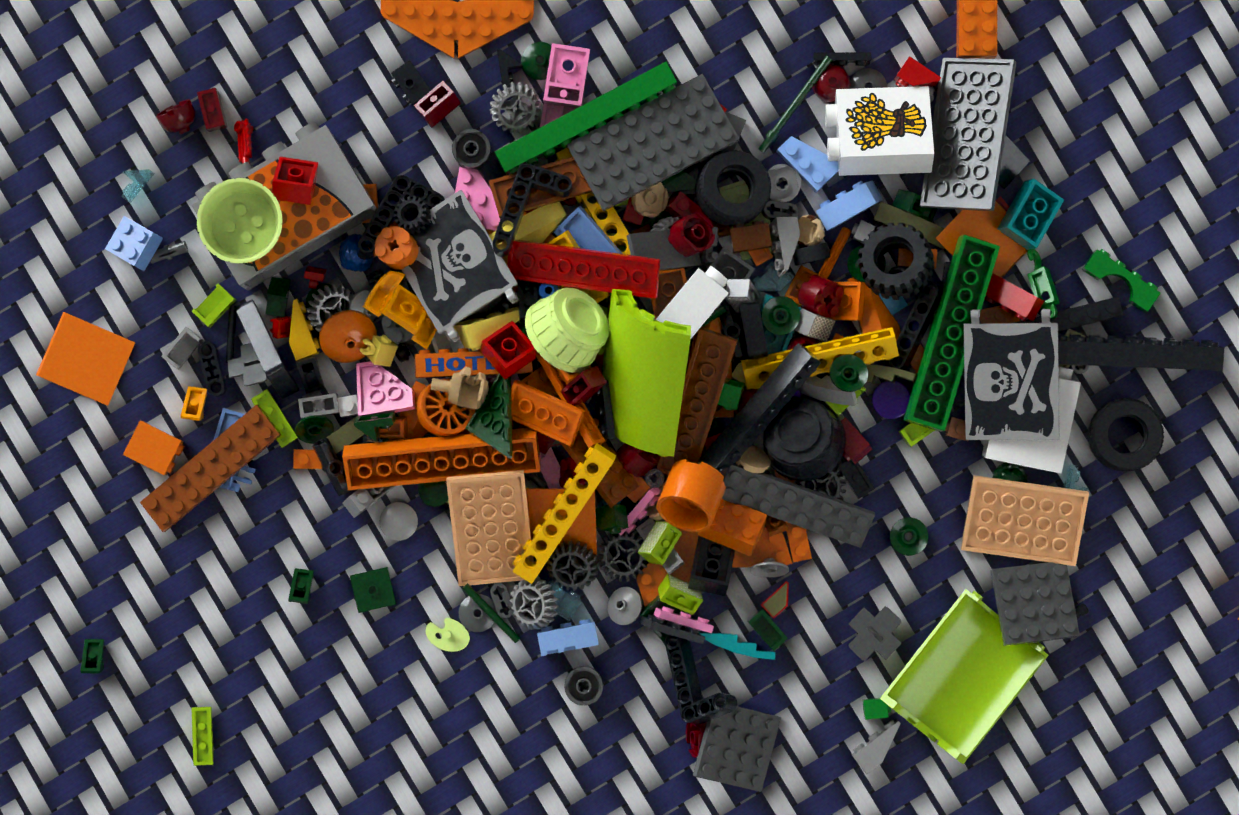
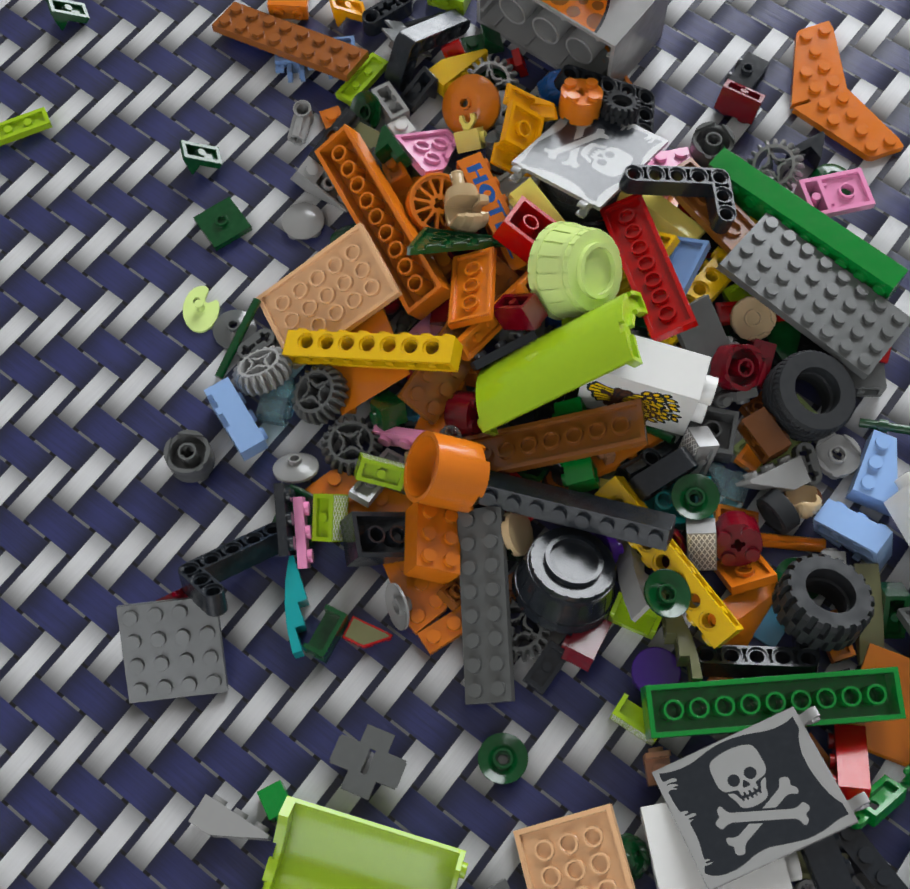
camera: 70 degrees right, 20 degrees down
(302, 490) = (300, 122): none -> light grey piece

